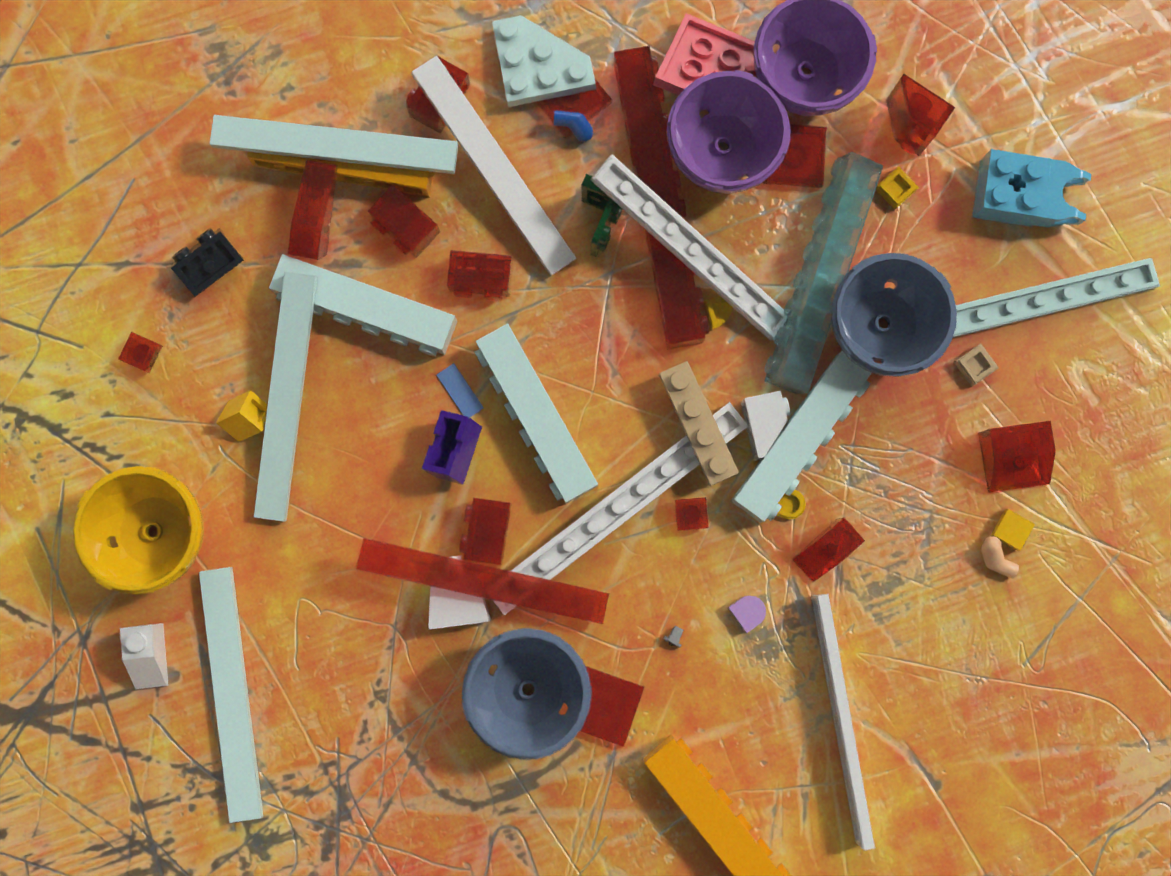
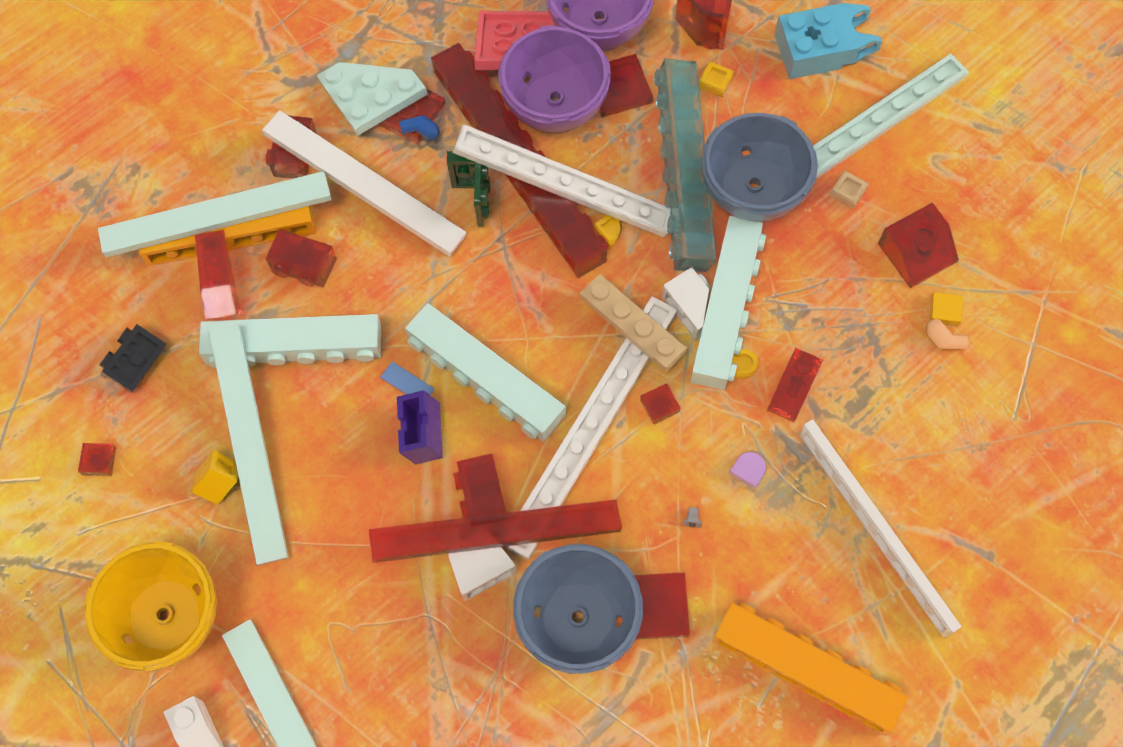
camera: 15 degrees left, 15 degrees down
(479, 274) = (386, 276): clear red brick -> none

